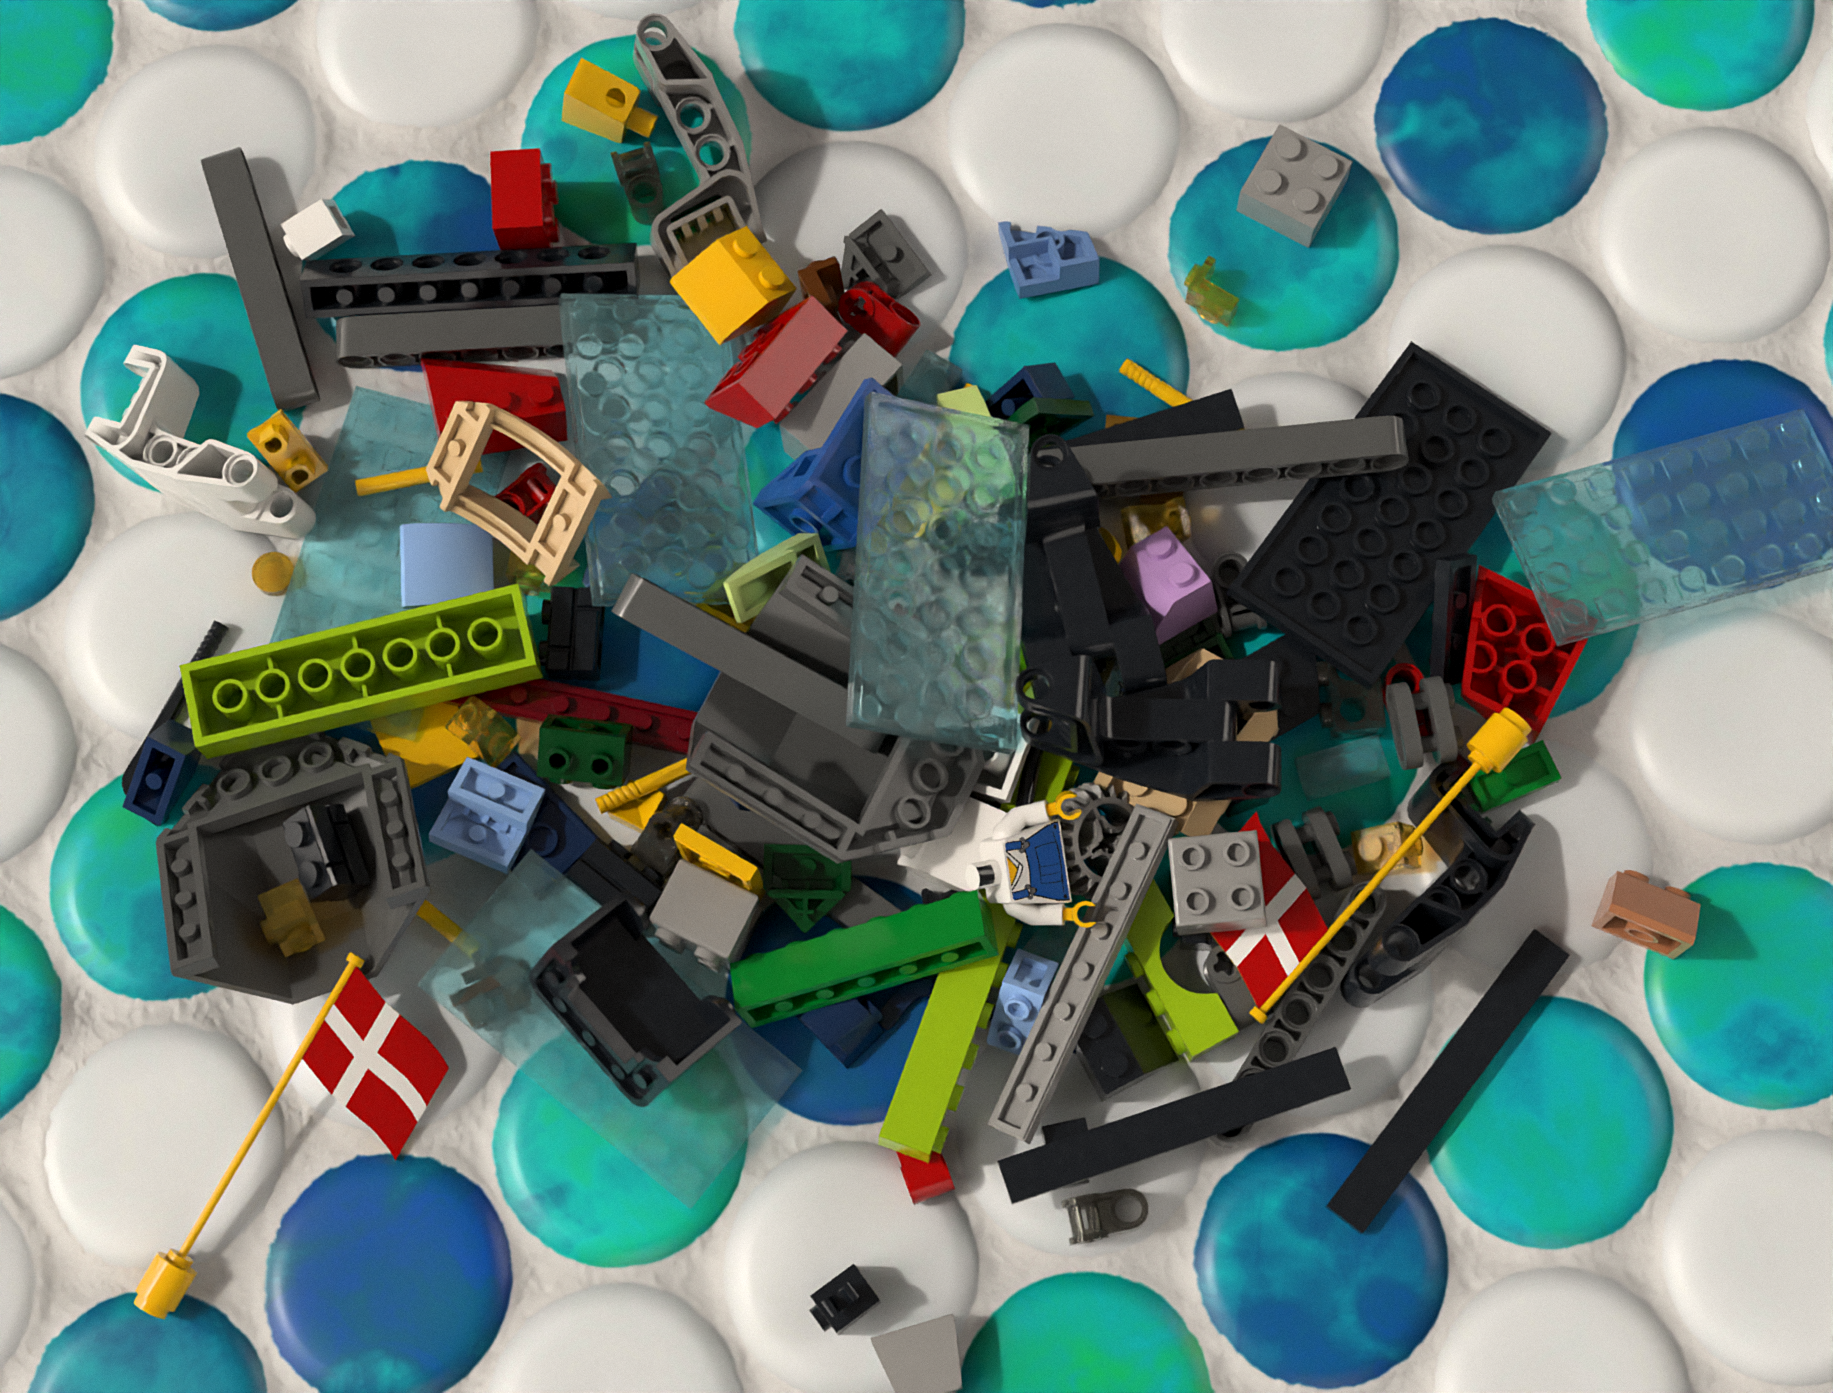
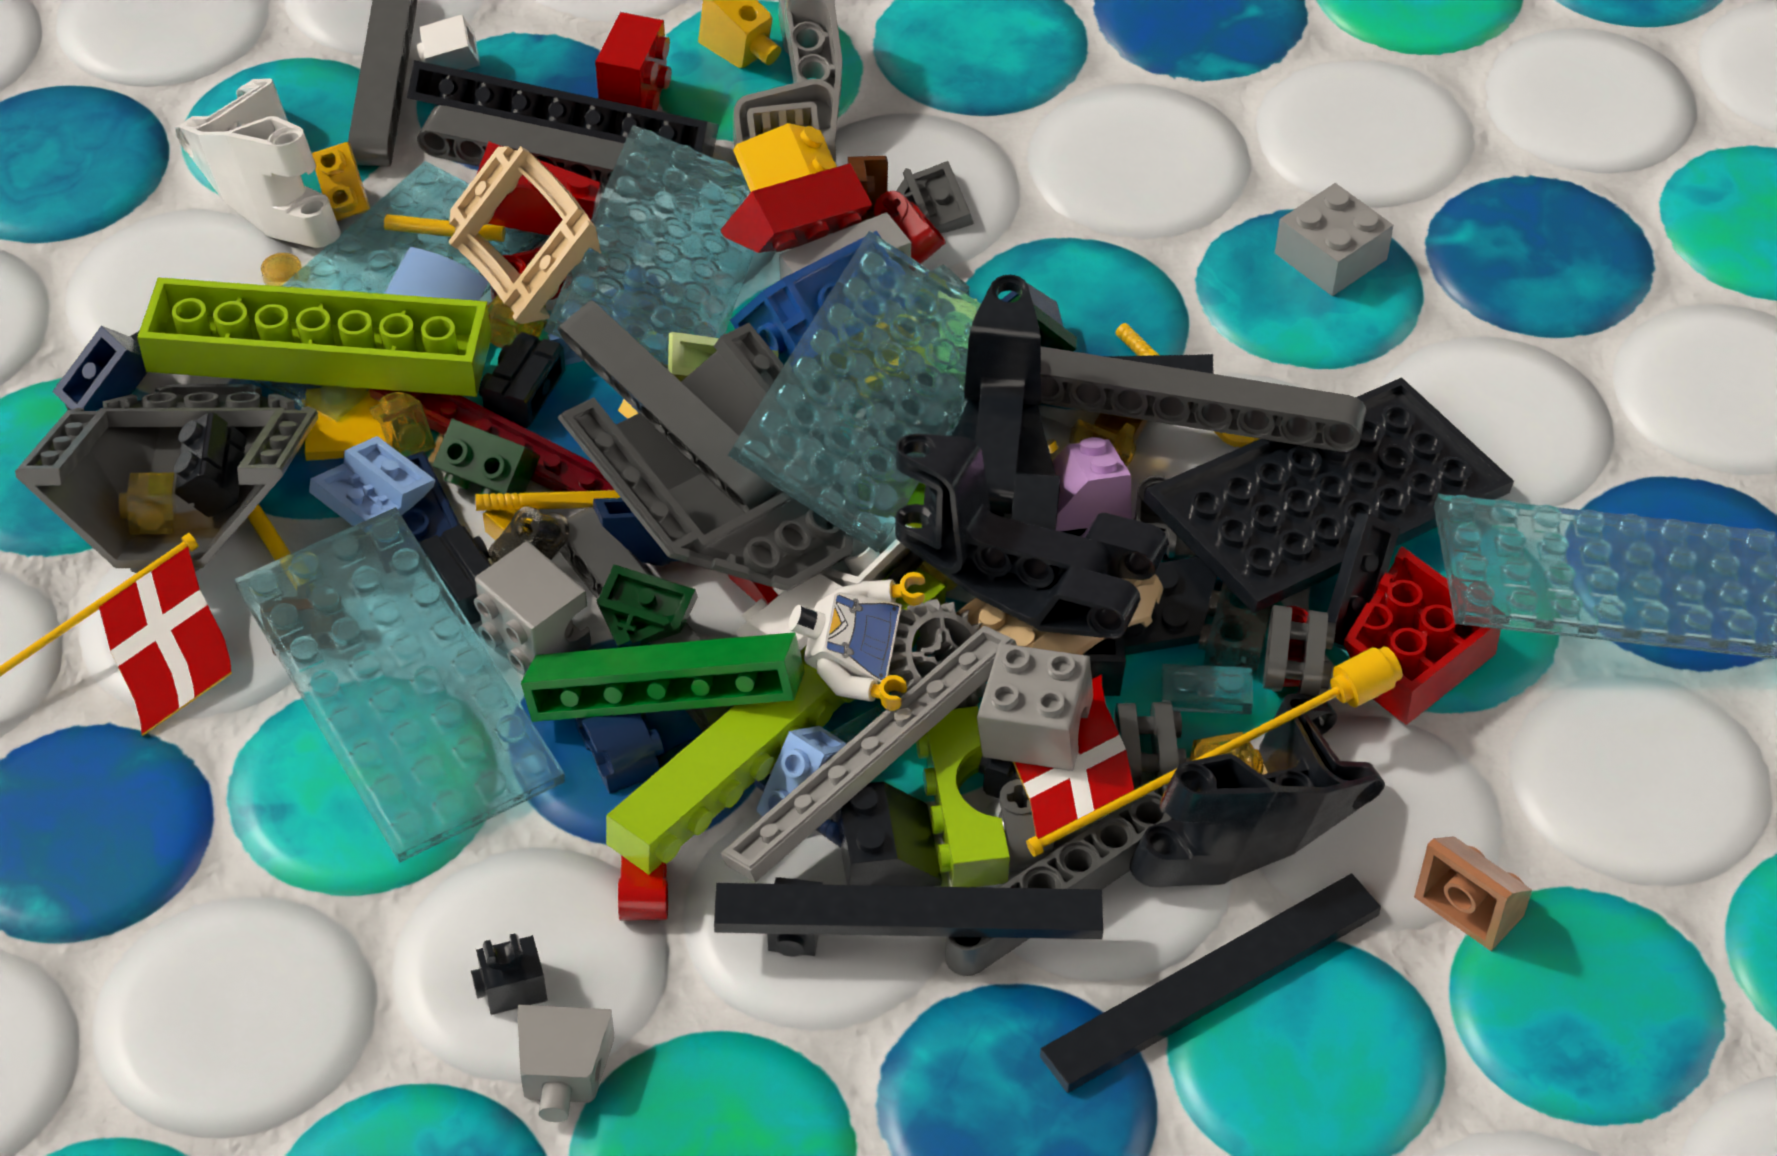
camera: 15 degrees right, 25 degrees down
(629, 1001) = (419, 640): black windscreen -> none
(640, 178) = (742, 81): clear smoke piece -> none
(718, 860) = (567, 550): yellow tile -> none
(1048, 259) = (1086, 238): medium blue slope -> none
(1101, 1215) = (806, 984): clear smoke piece -> none
(1210, 300) = (1222, 297): clear yellow bracket -> none
(1525, 774) = (1377, 740): green plate -> none

